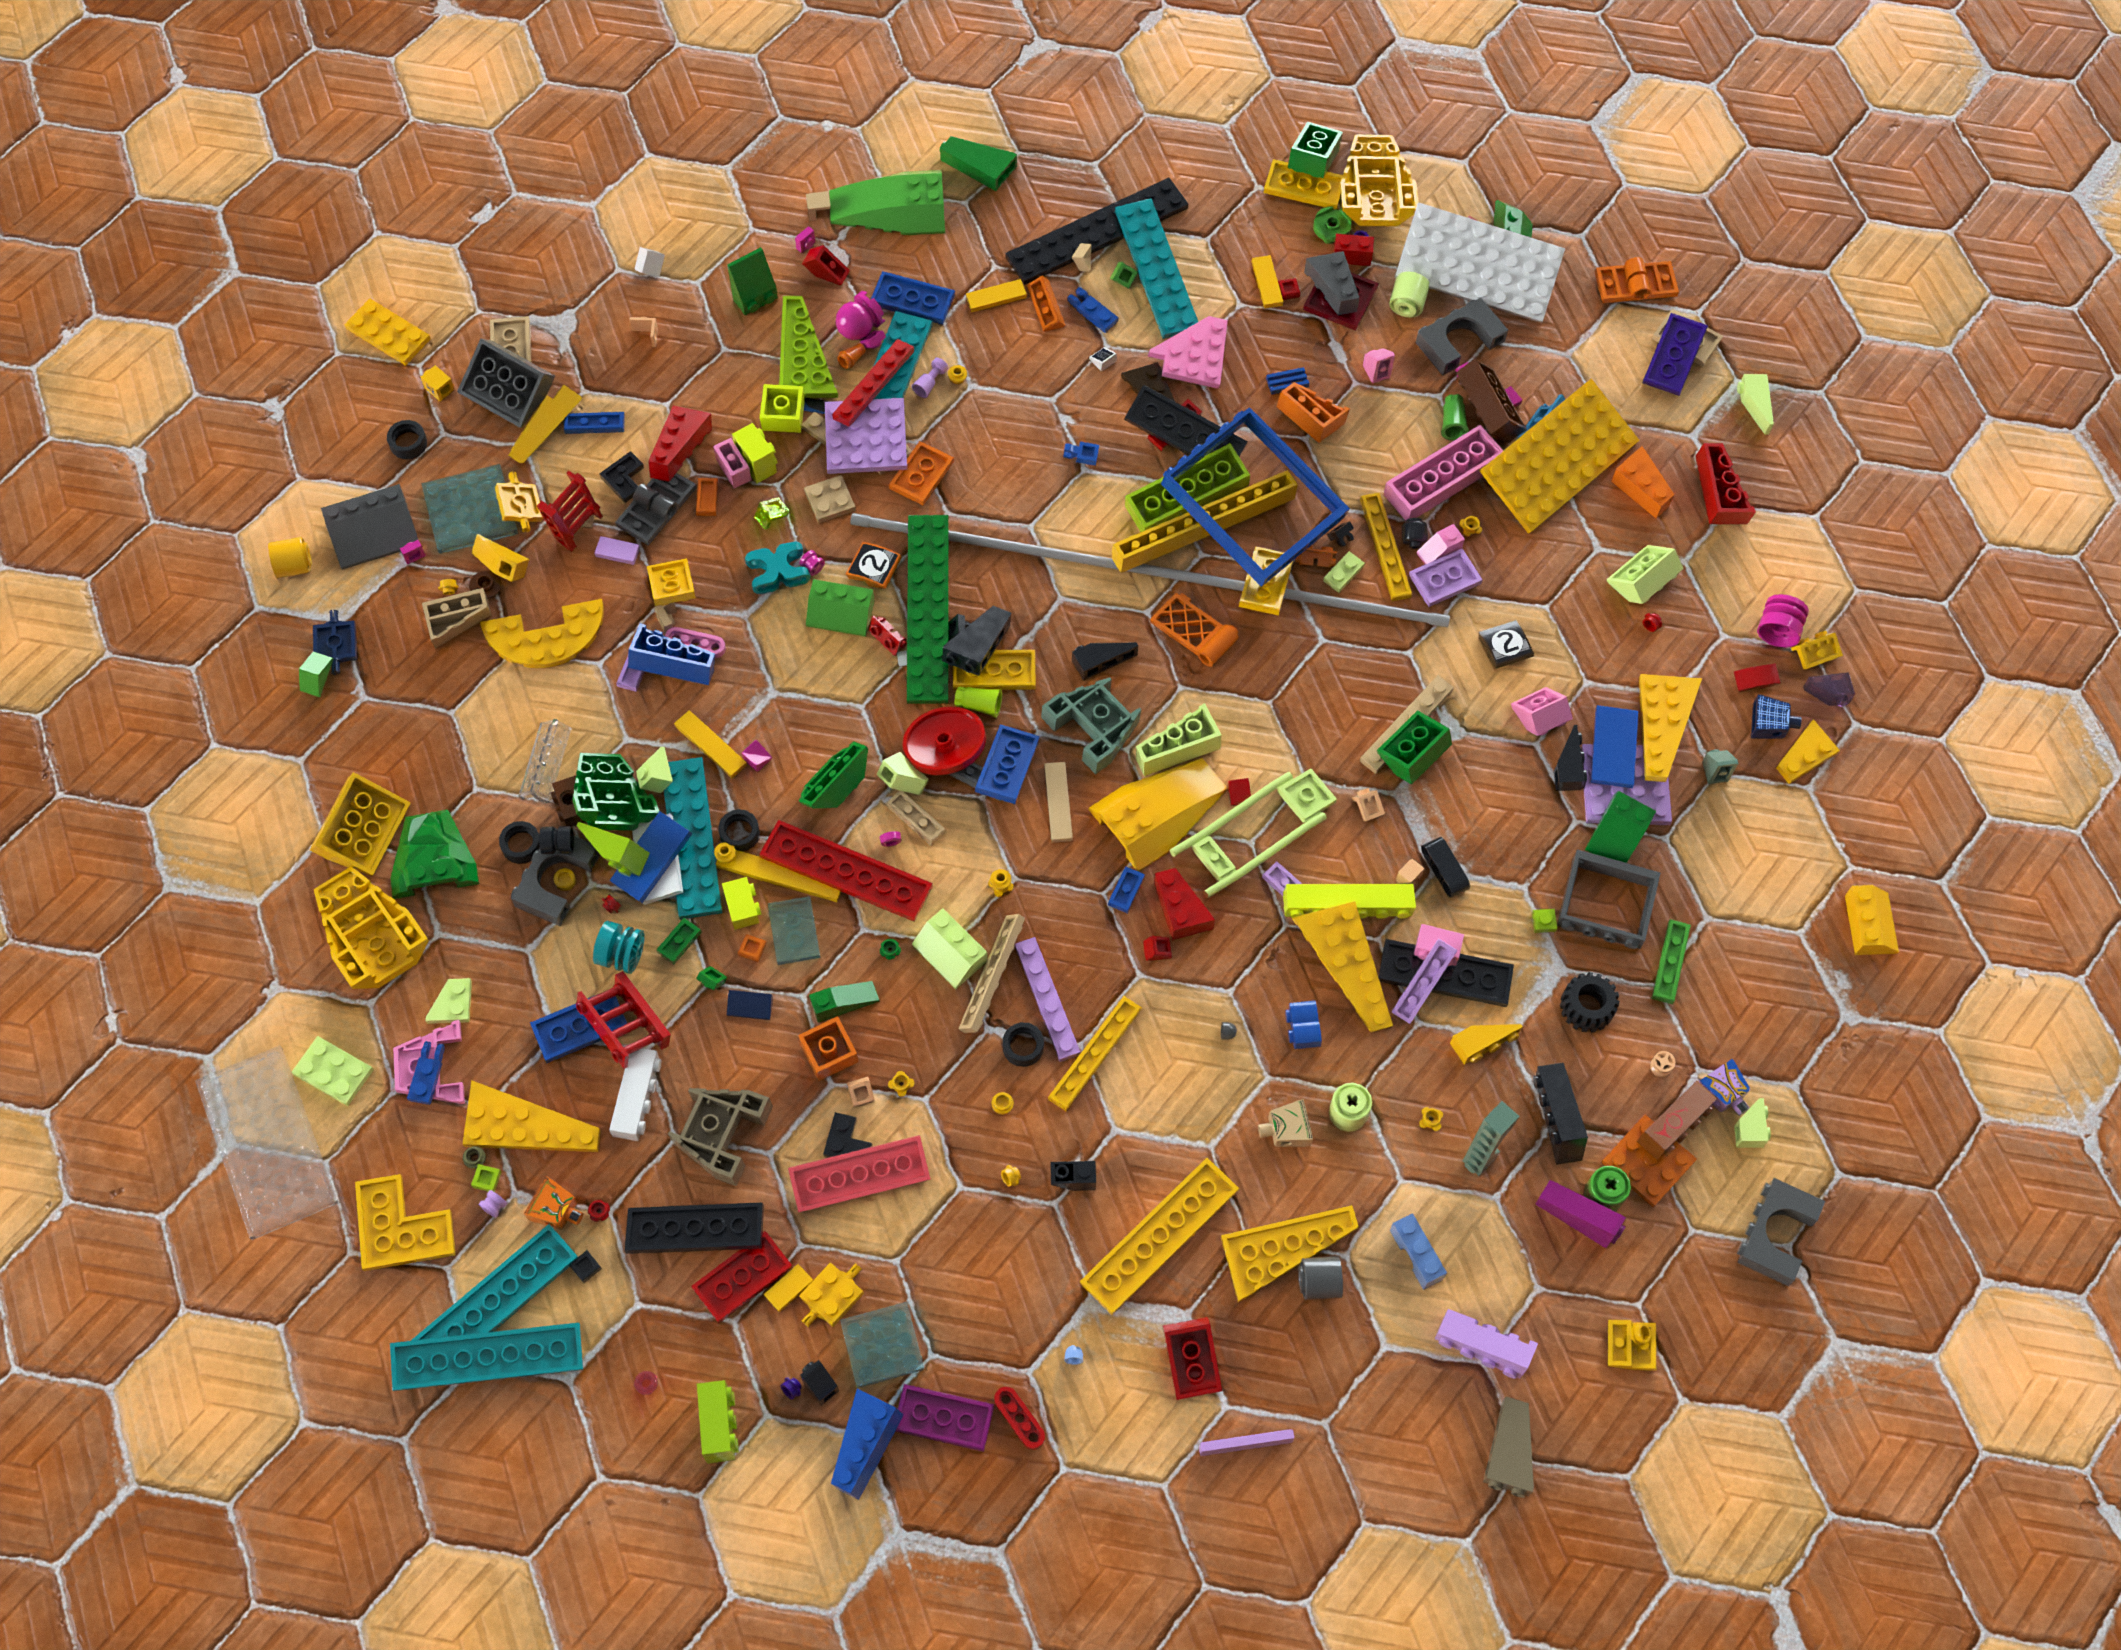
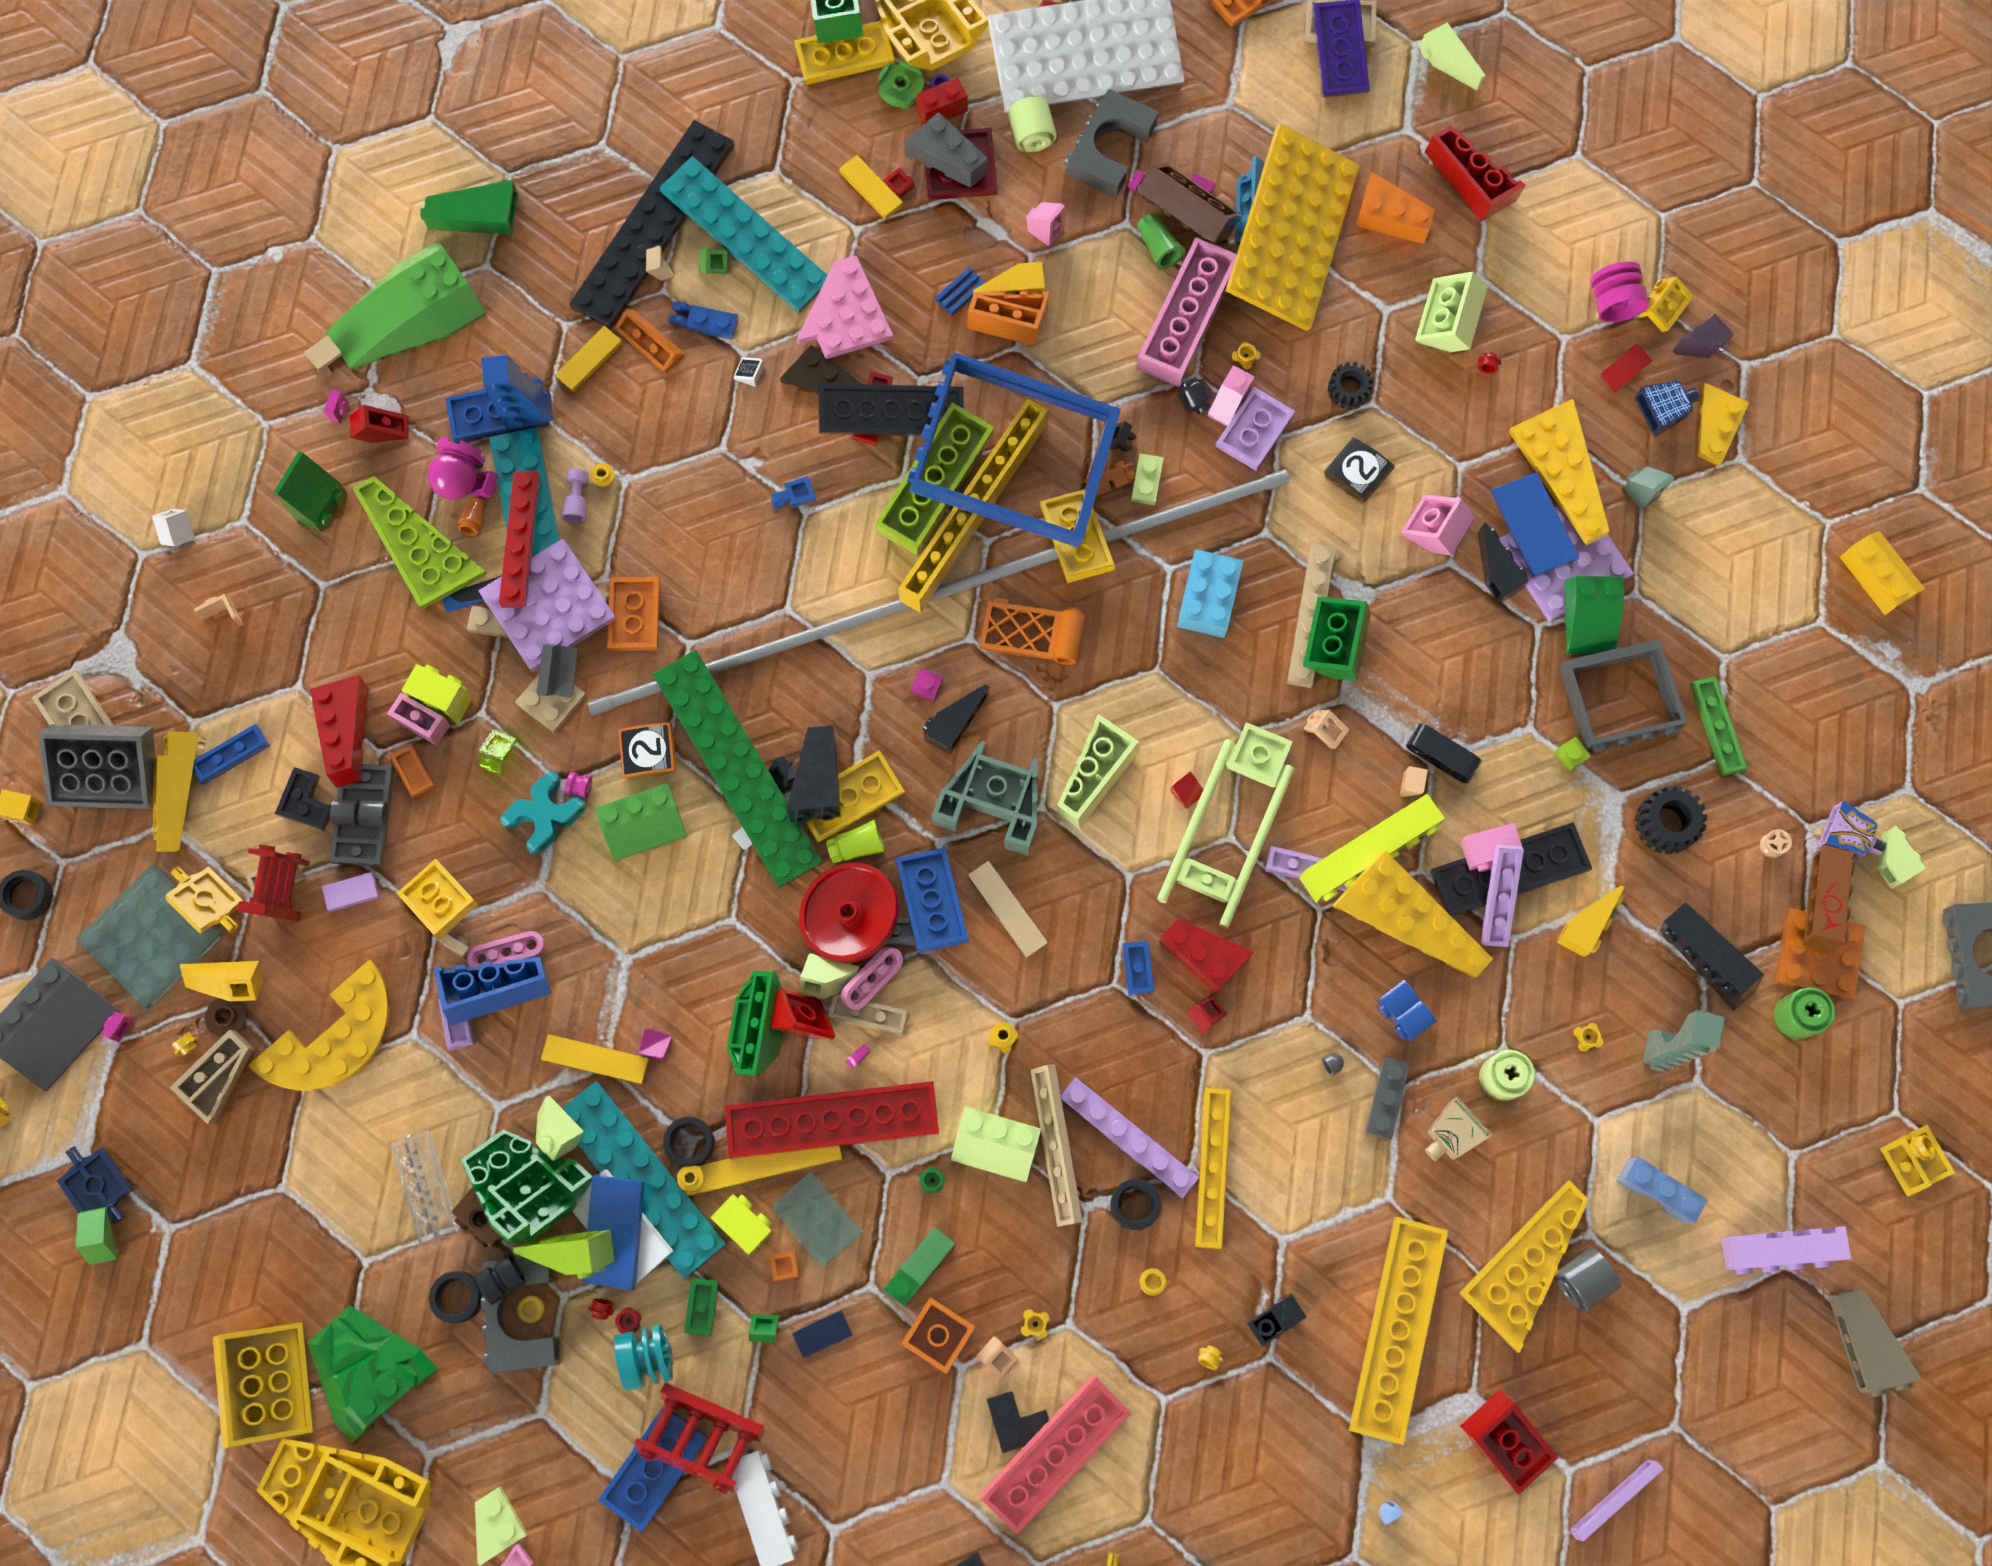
camera: 30 degrees left, 10 degrees up
(625, 917) = (621, 1318): none -> red plate
(713, 1127) = (871, 1500): dark tan wedge -> none
(782, 408) = (434, 623): neon yellow brick -> none
(844, 478) = (557, 670): none -> dark grey panel
(866, 788) = (800, 1016): none -> red slope
(882, 632) = (700, 821): red hinge -> none
(928, 285) = (514, 393): none -> blue wedge
(940, 794) = (880, 975): none -> bright pink plate
(1096, 625) = (927, 684): none -> dark pink plate
(1159, 810) = (1116, 857): yellow wedge -> none
(1253, 1077) = (1387, 1098): none -> dark grey plate
(1336, 390) = (1019, 278): none -> yellow slope
(1339, 668) = (1209, 593): none -> medium azure brick
(1385, 547) = (1173, 426): yellow tile -> none
(1535, 594) = (1355, 373): none -> black tyre
(1582, 1214) = (1795, 1053): magenta slope -> none

